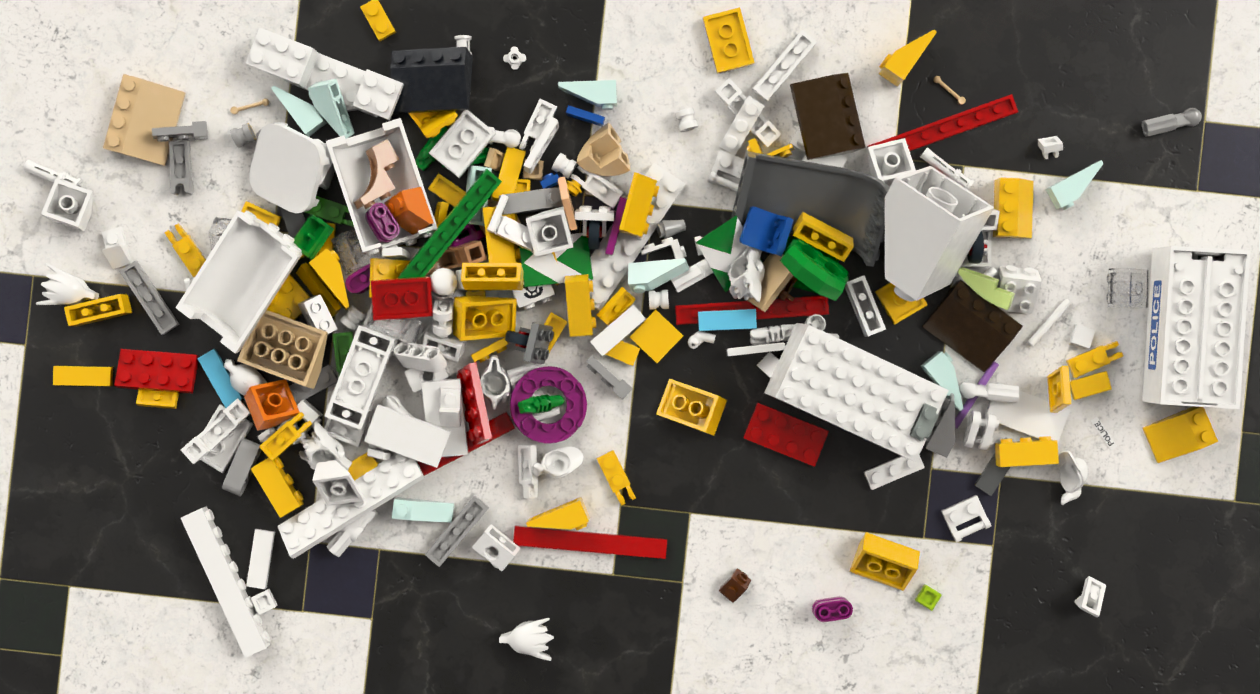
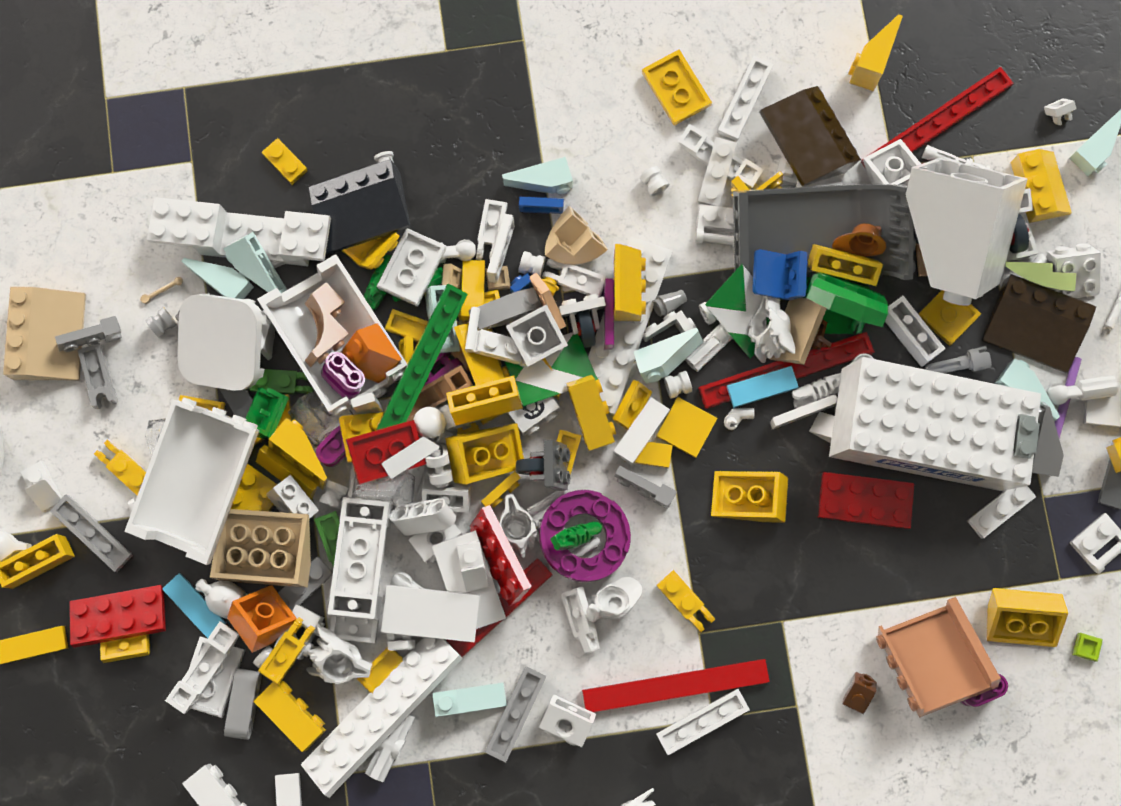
camera: 15 degrees left, 10 degrees down
(336, 483) = (360, 690): white slope -> none
(419, 307) = (409, 456): none -> white sticker
(514, 53) = (446, 170): white plate -> none
(566, 516) = (642, 659): yellow slope -> none
(603, 575) = (702, 721): none -> white plate
(802, 576) = (938, 659): none -> nougat panel
(844, 219) = (862, 241): none -> dark orange piece
(910, 342) = (974, 360): none -> light grey piece
(961, 100) = (946, 87): tan hinge -> none
(988, 425) = (1088, 443): white brick -> none

